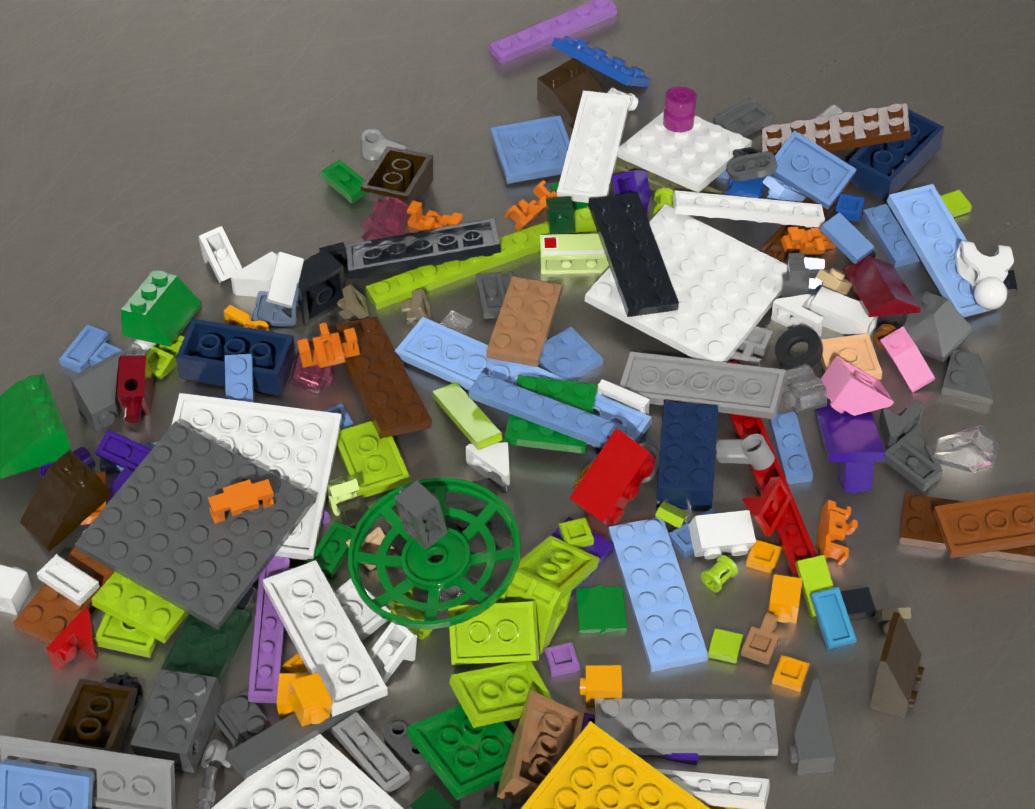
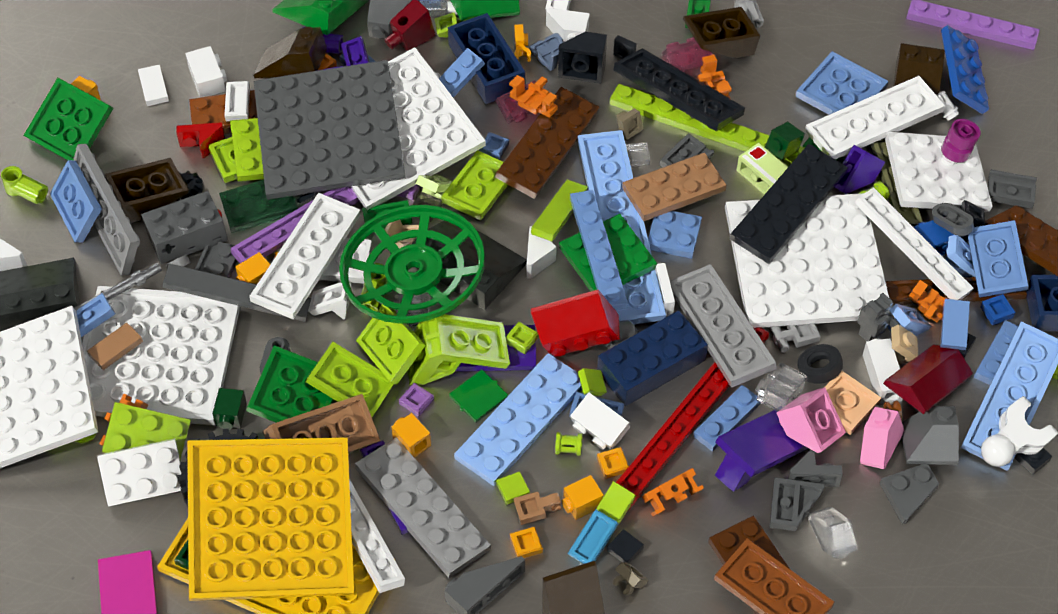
camera: 50 degrees right, 5 degrees up
(239, 498) = (355, 133): orange piece -> none
(284, 279) = (572, 30): white tile -> none
(310, 699) = (245, 278): light orange brick -> none
(353, 304) = (597, 87): dark tan tile -> none
(371, 753) = (248, 343): light grey plate -> none
(420, 514) = (418, 230): dark grey brick -> none
(524, 217) = (766, 128): orange piece -> none
(750, 450) = (684, 389): light grey piece -> none
(770, 505) = (644, 434): red slope -> none
(794, 313) = (853, 343): white slope -> none

